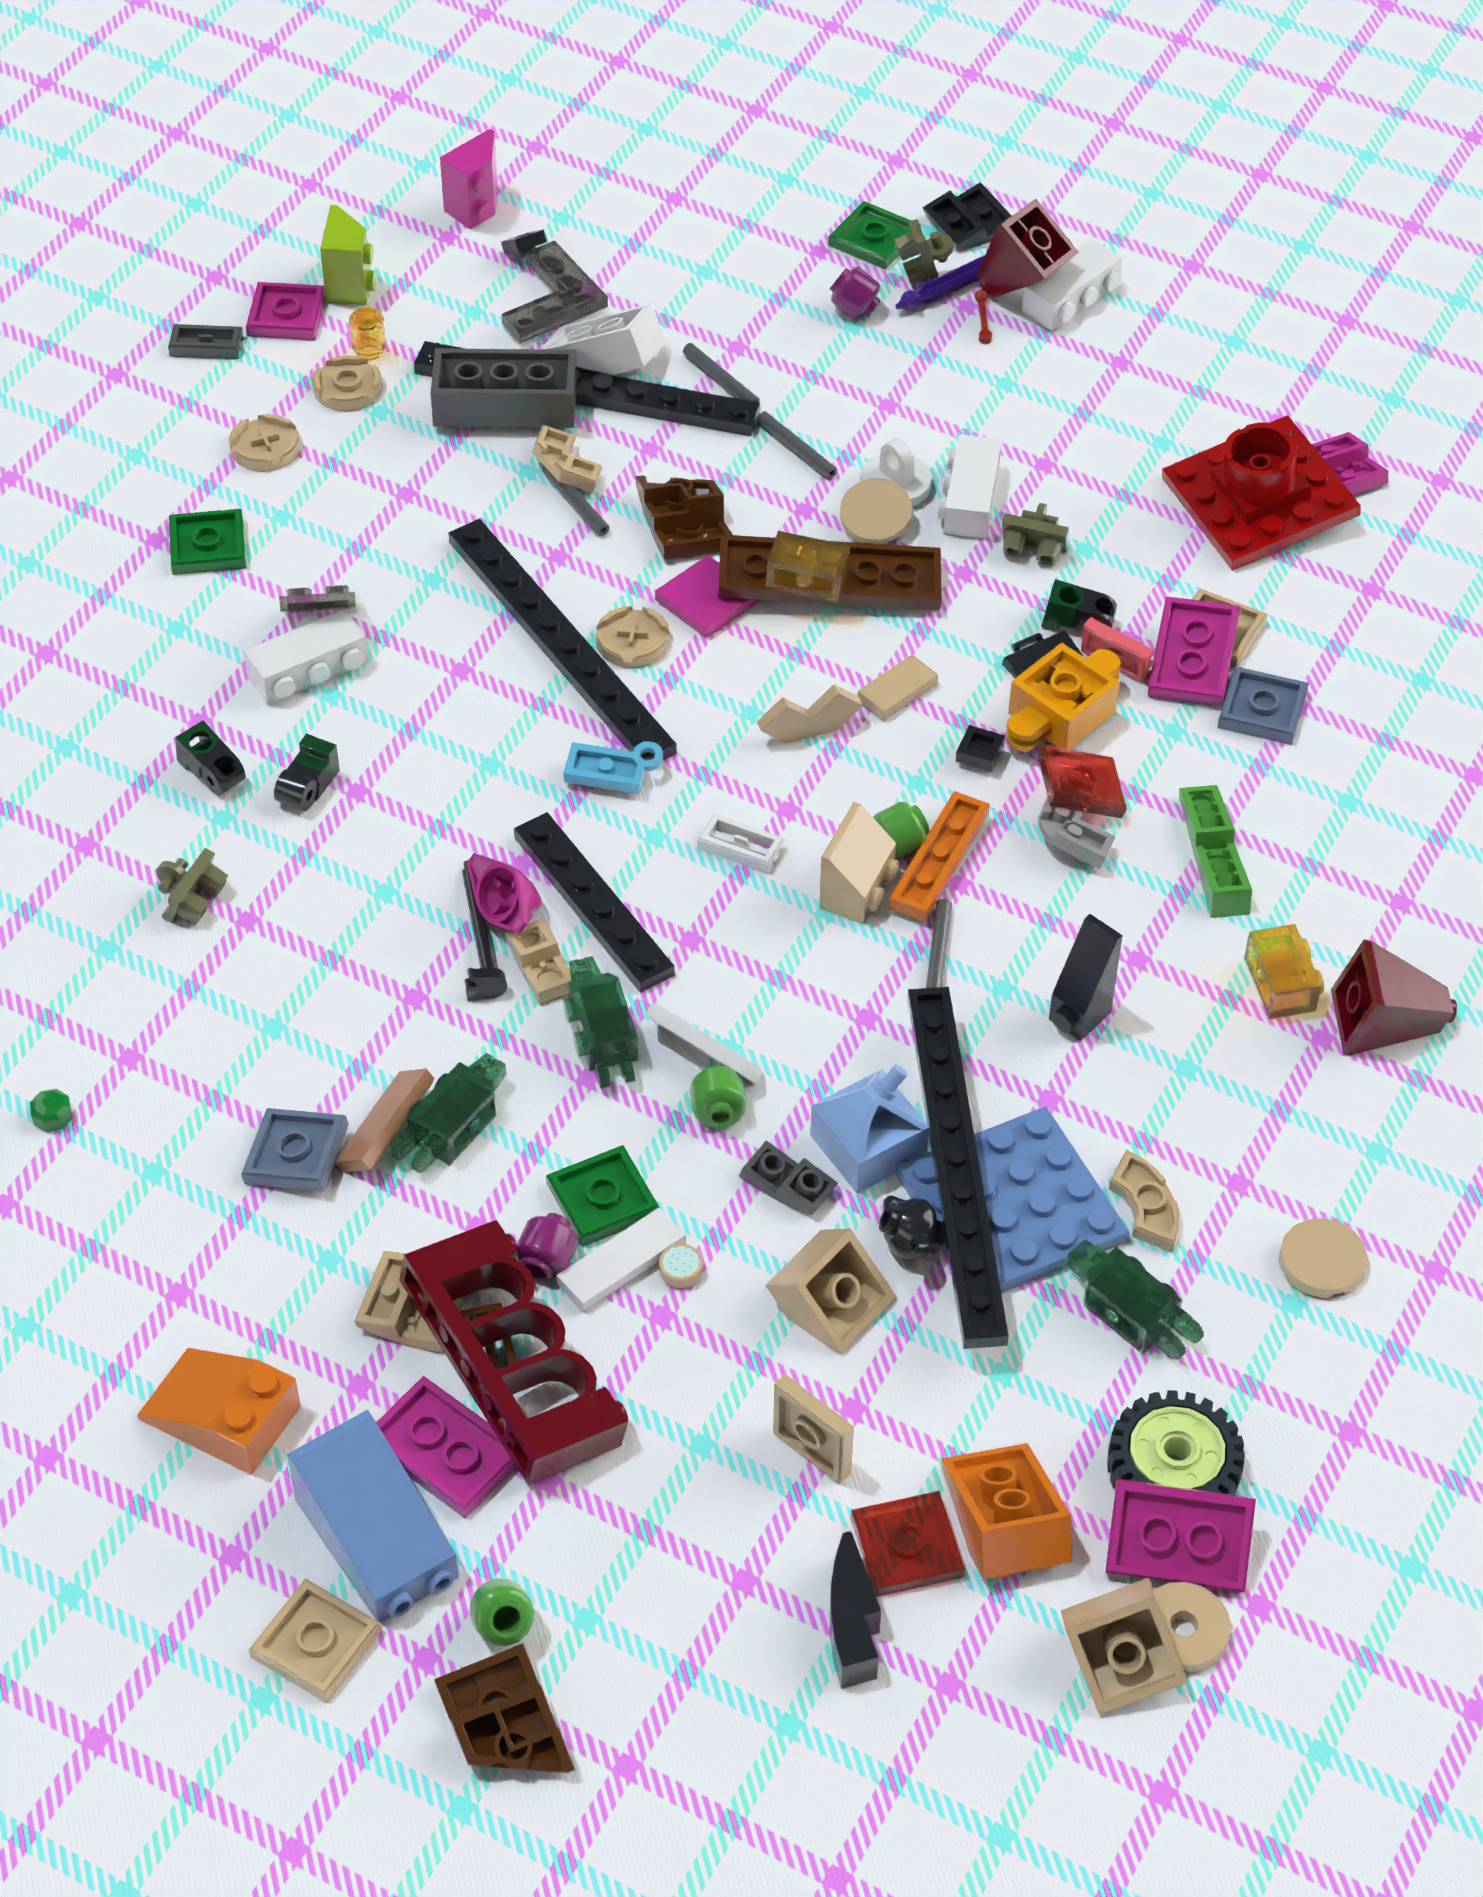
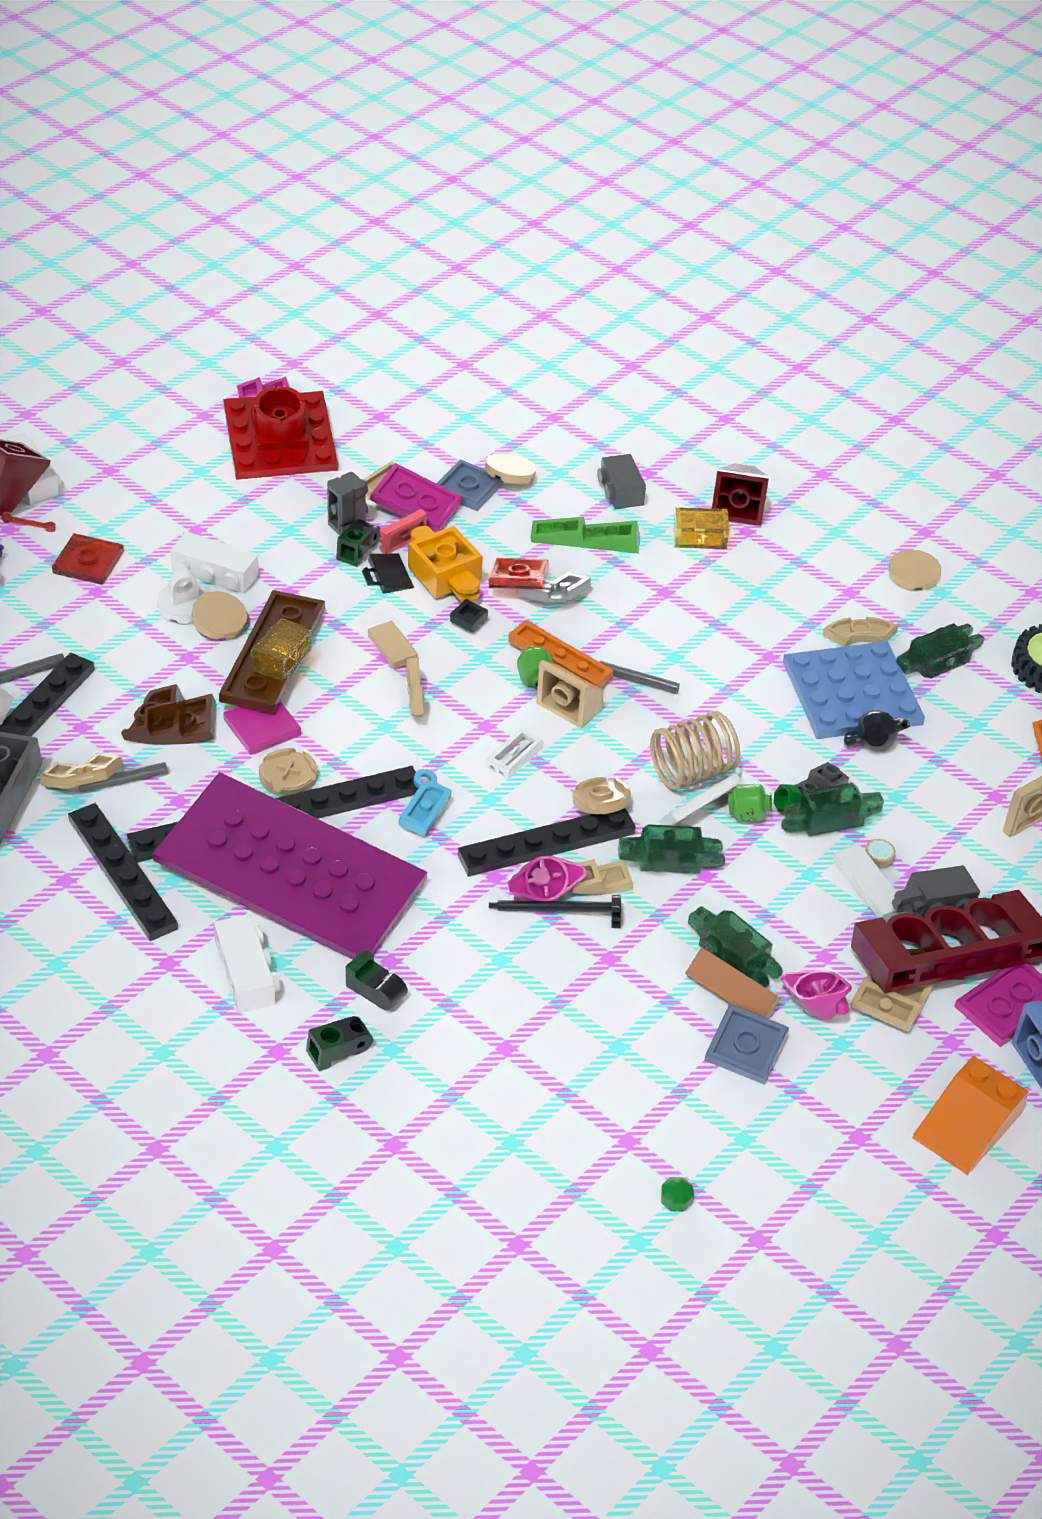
camera: 80 degrees left, 5 degrees down
(183, 899) = (474, 1072): olive hips -> none
(207, 541) = (69, 1016): green tile -> none
(303, 600) = (195, 939): clear smoke plate -> none
(381, 1203) = (819, 992): none -> dark pink hat
(427, 531) = (123, 872): none -> black plate
(462, 666) = (290, 867): none -> magenta plate
(547, 1245) = (858, 909): magenta head -> none
(601, 1195) = (813, 883): green tile -> none
(605, 1330) = (936, 888): none -> dark grey hinge
(681, 937) = (601, 796): none -> tan tile
(728, 1188) = (831, 809): none -> clear green hinge
(744, 1141) = (786, 795): none -> green tile
(791, 1026) = (674, 747): none -> tan piece
(797, 445) = (121, 644): dark grey piece -> none
(832, 1288) = (912, 781): tan slope -> none
(869, 1128) = (793, 733): light blue piece -> none
(939, 381) = (88, 559): none -> clear red tile
(957, 1170) = (835, 694): black plate -> none
(1035, 530) = (273, 543): olive hips -> none
(1087, 980) = (707, 602): black slope -> none
(1130, 573) = (346, 501): none -> dark grey brick
(1311, 736) = (510, 468): none -> tile
(1345, 865) = (622, 481): none -> dark grey brick

